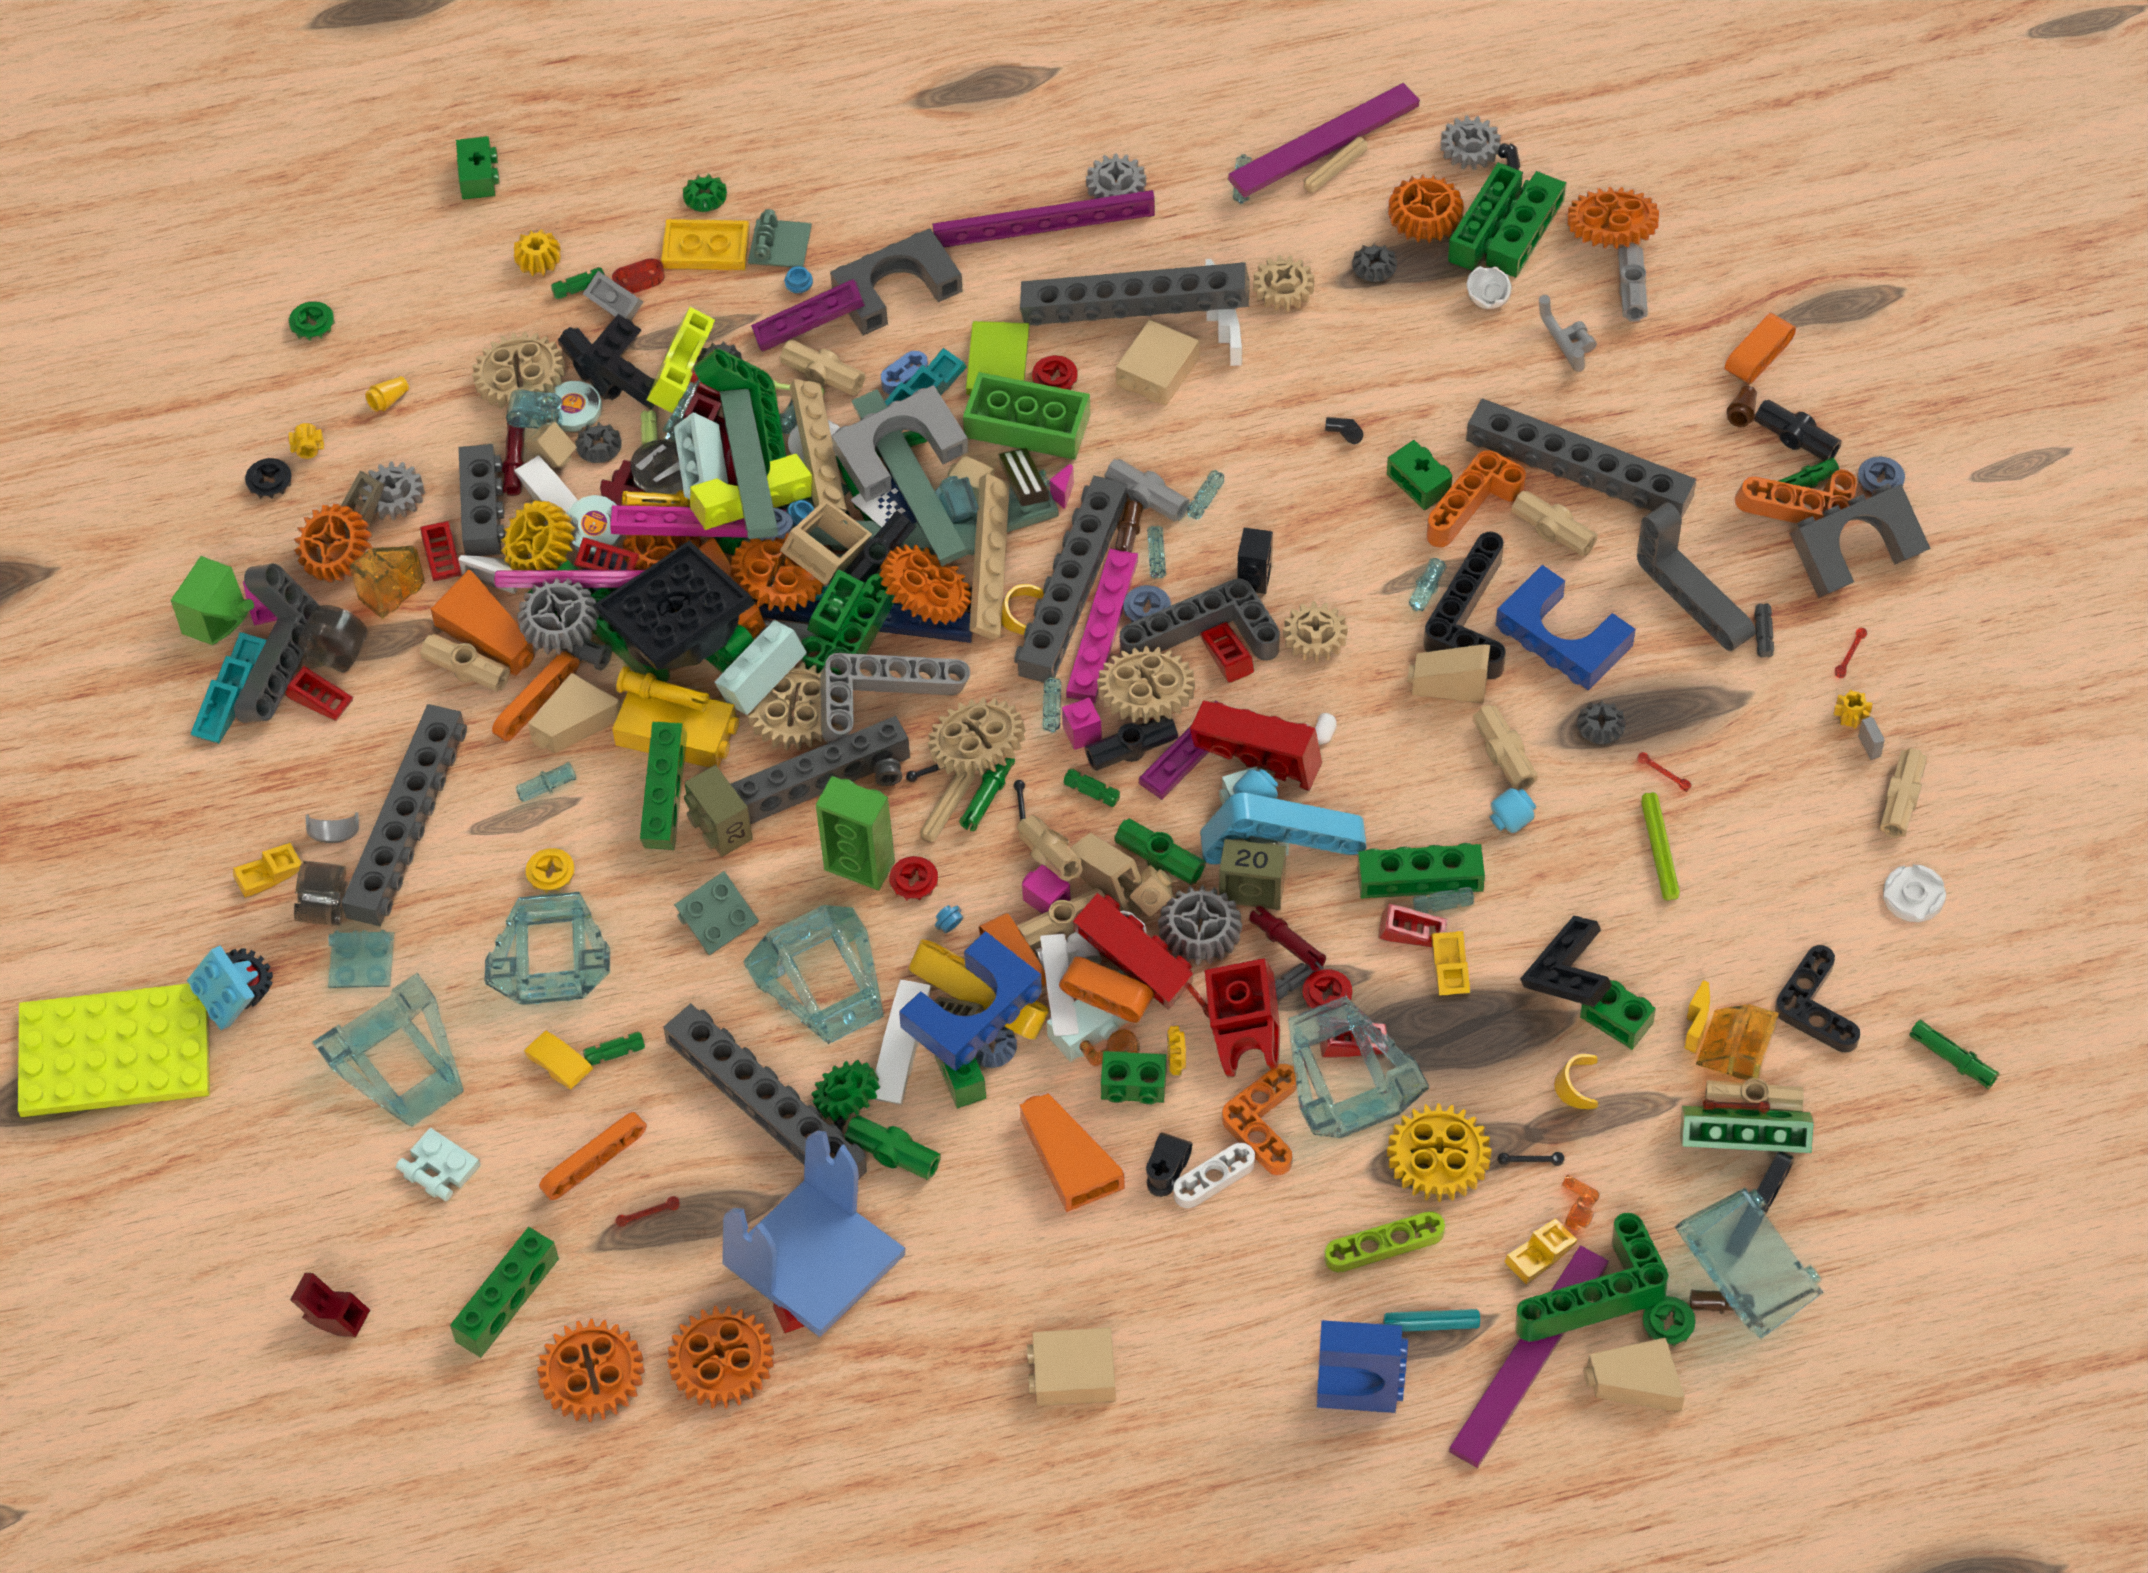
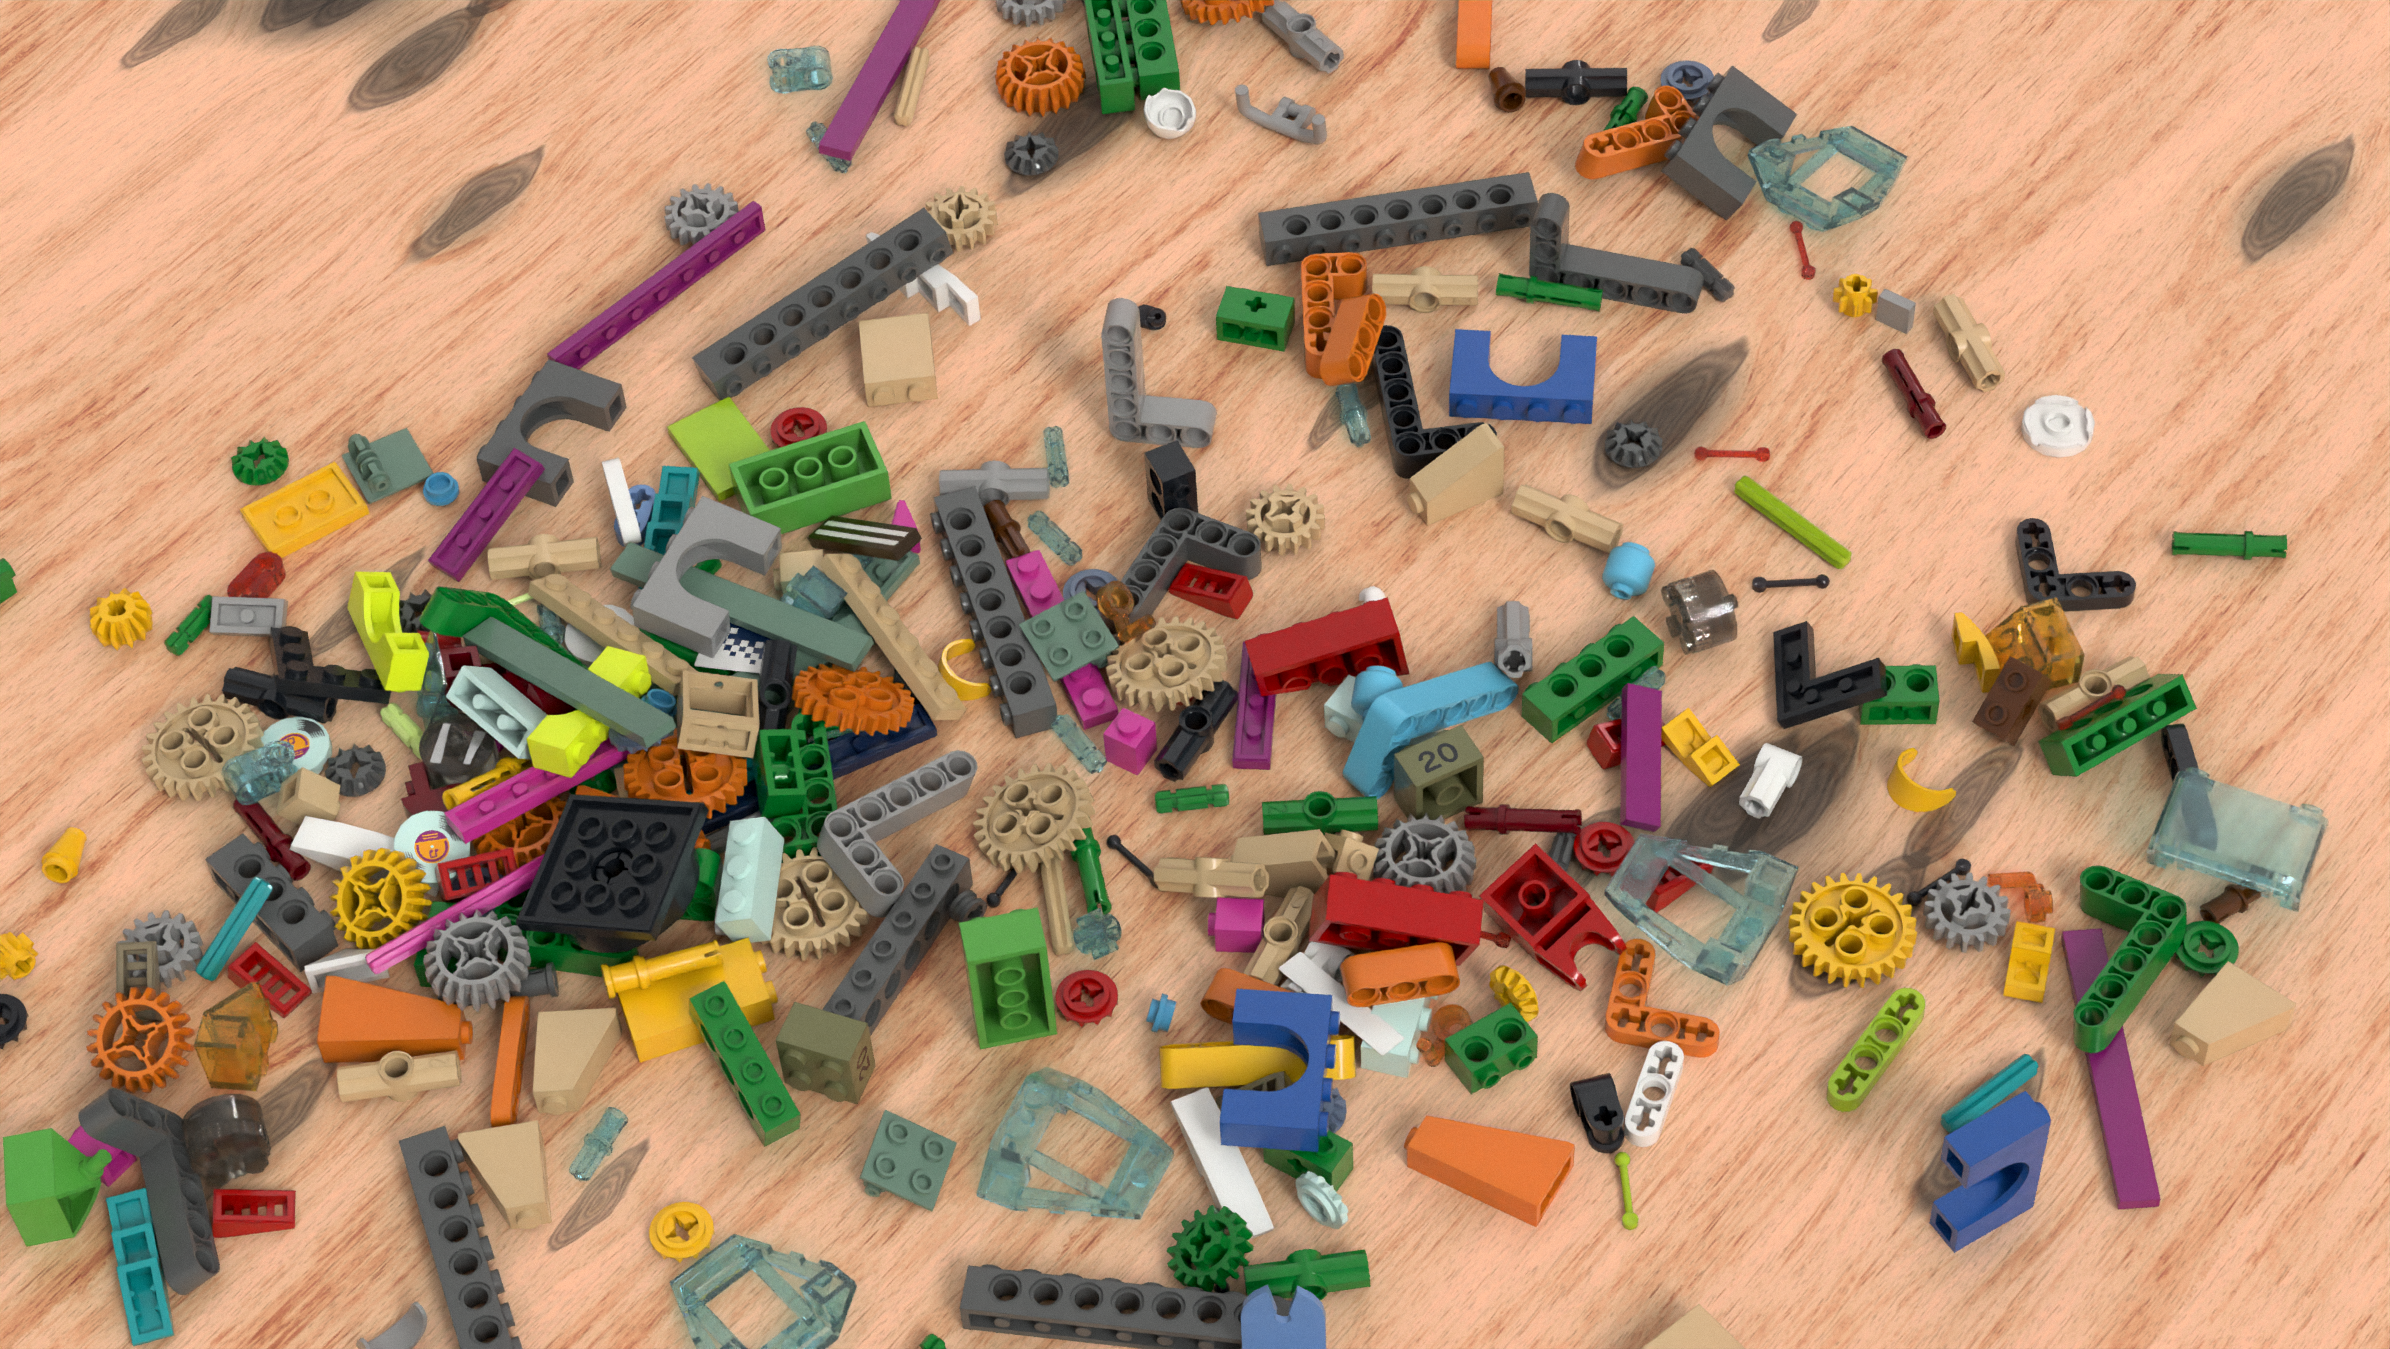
camera: 35 degrees left, 5 degrees down
(440, 504) = (234, 928): none -> teal axle
(482, 767) = (511, 1170): none -> tan slope
(895, 357) = (621, 501): none -> white beam
(939, 1104) = (1321, 1200): none -> light aqua gear
(952, 840) = (1097, 933): none -> clear light blue gear
(1097, 626) = (1069, 636): none -> sand green hinge
(1127, 1246) = (1629, 1219): none -> lime hinge
(1149, 624) = (1116, 603): none -> clear orange plate
(1271, 110) = (803, 67): none -> clear light blue piece
(1275, 481) = (1132, 412): none -> light grey beam
(1389, 815) = (1513, 643): none -> light grey piece
(1401, 945) = (1641, 757): none -> magenta tile
(1450, 534) = (1353, 340): none -> orange beam
(1485, 1011) = (1772, 773): none -> white piece
(1524, 1194) = (1966, 912): none -> light grey gear
(1529, 869) = (1700, 612): none -> clear smoke piece
(1599, 877) = (1760, 584): none -> black hinge
(1631, 569) = (1543, 291): none -> green pin
(1684, 1066) = (2012, 700): none -> reddish brown brick
(1827, 816) = (1919, 403): none -> dark red pin
(1873, 601) = (1774, 161): none -> clear light blue windscreen

